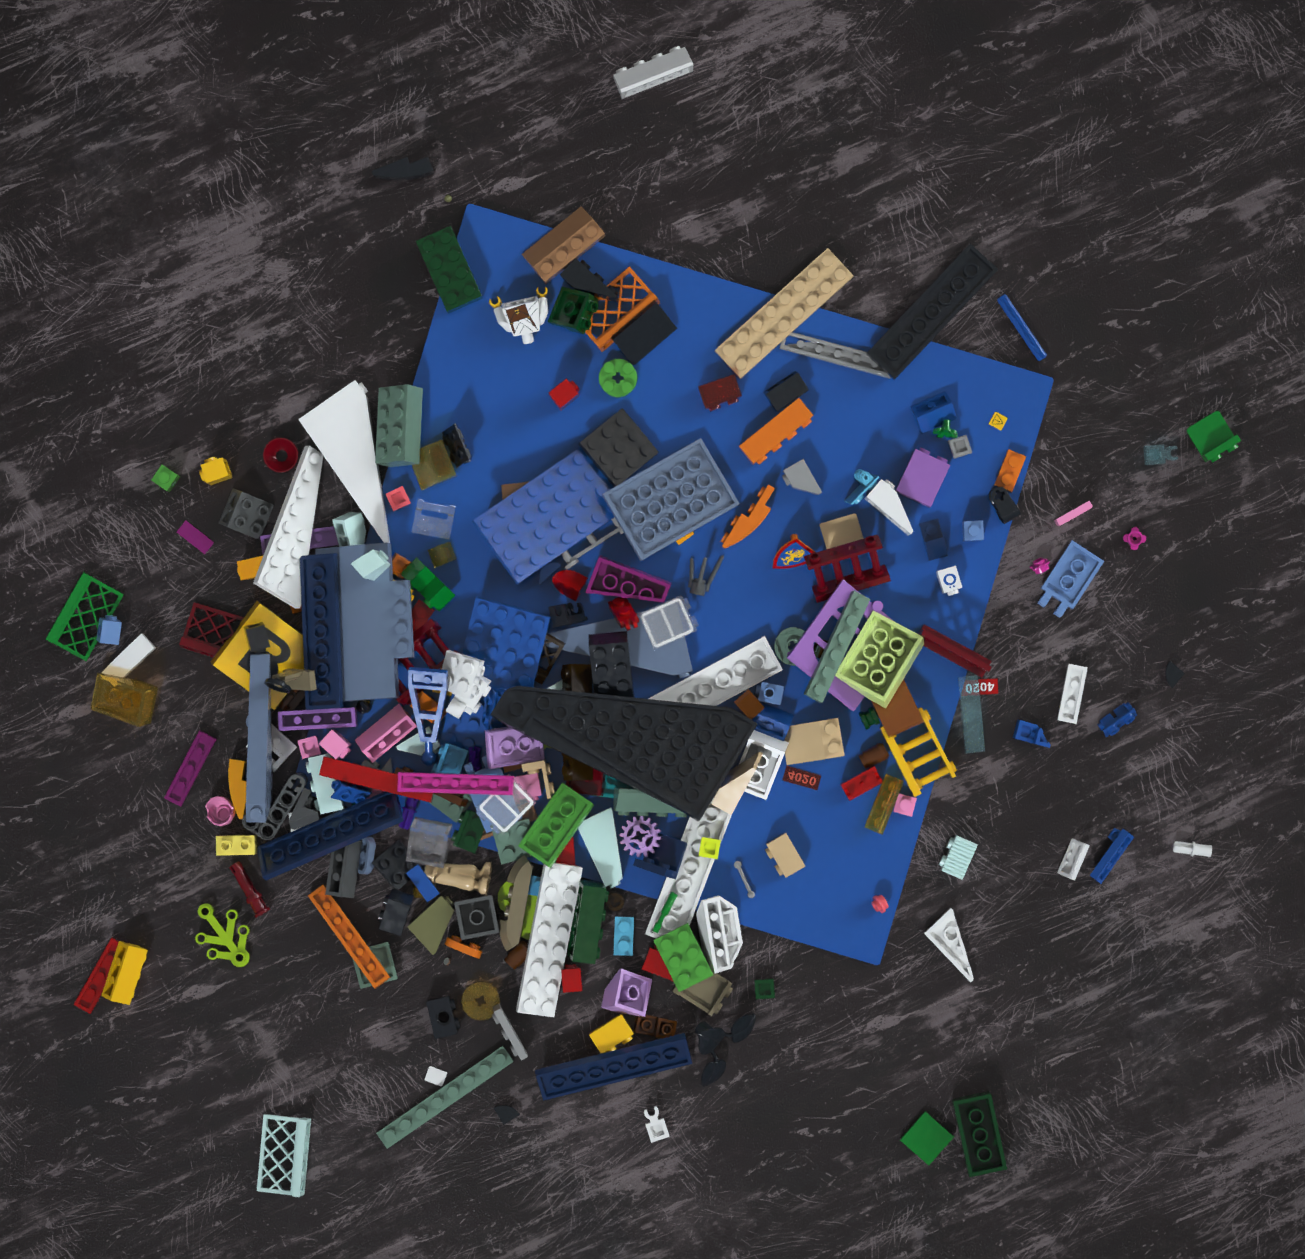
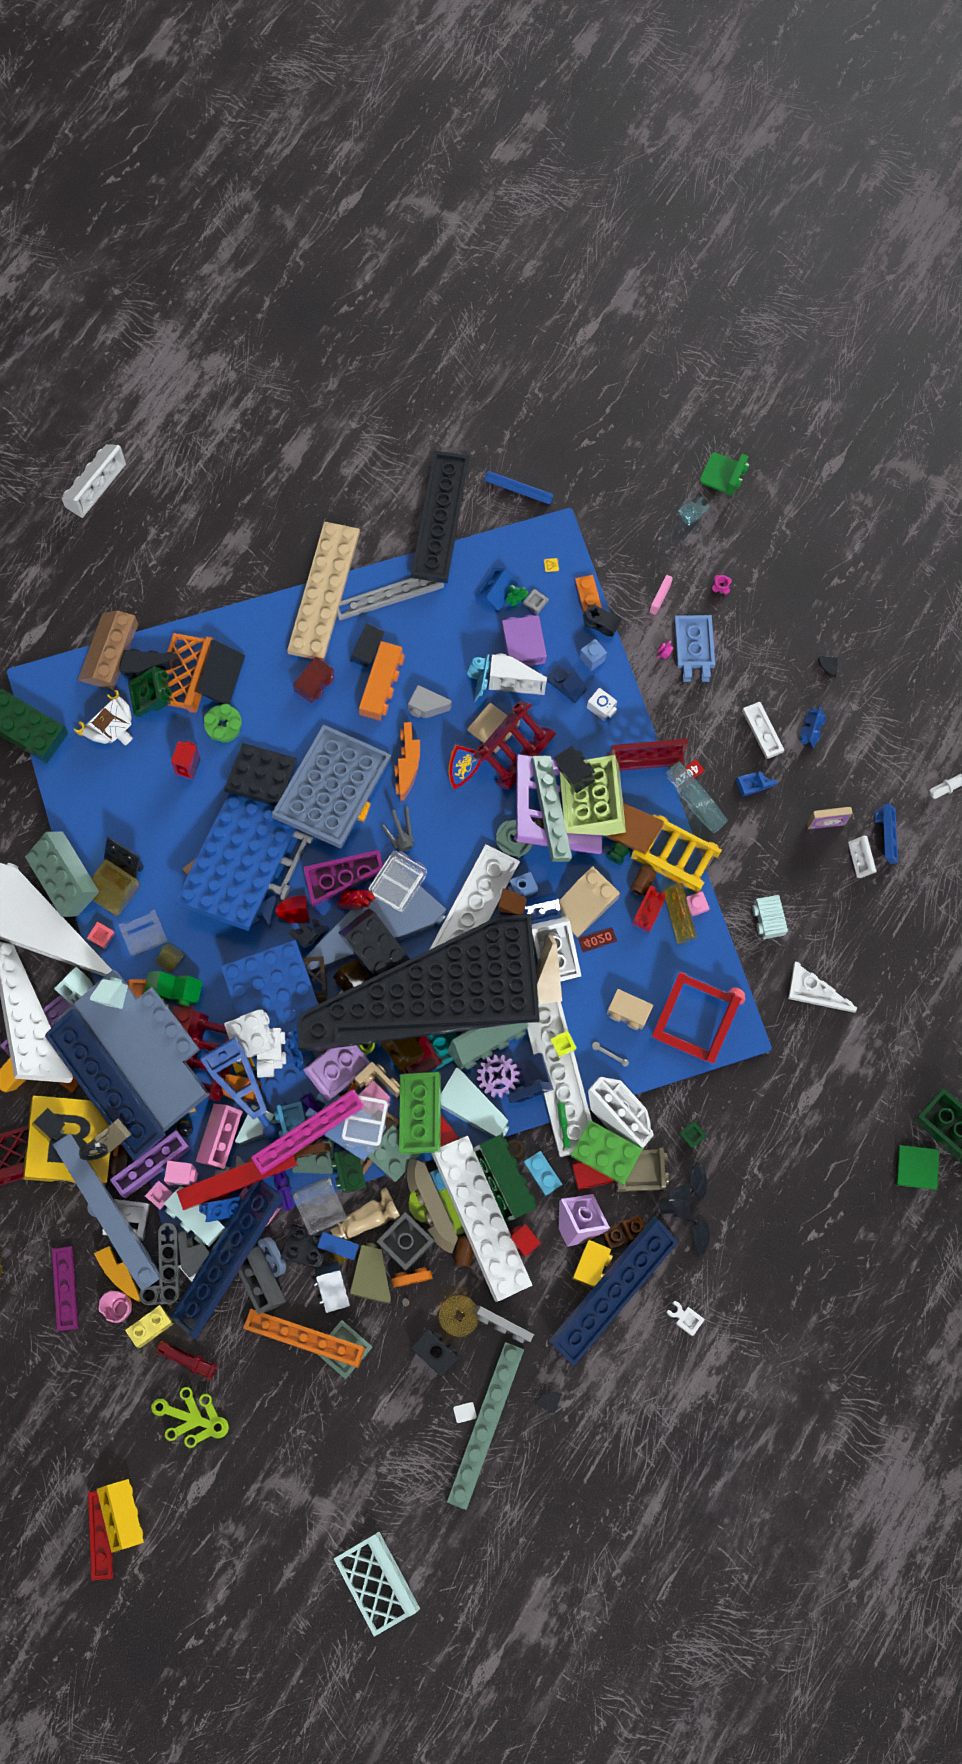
camera: 40 degrees left, 15 degrees down
(822, 936) = (711, 1055): none -> red piece
(880, 626) = (574, 768): none -> black brick
(1068, 809) = (829, 817): none -> tile

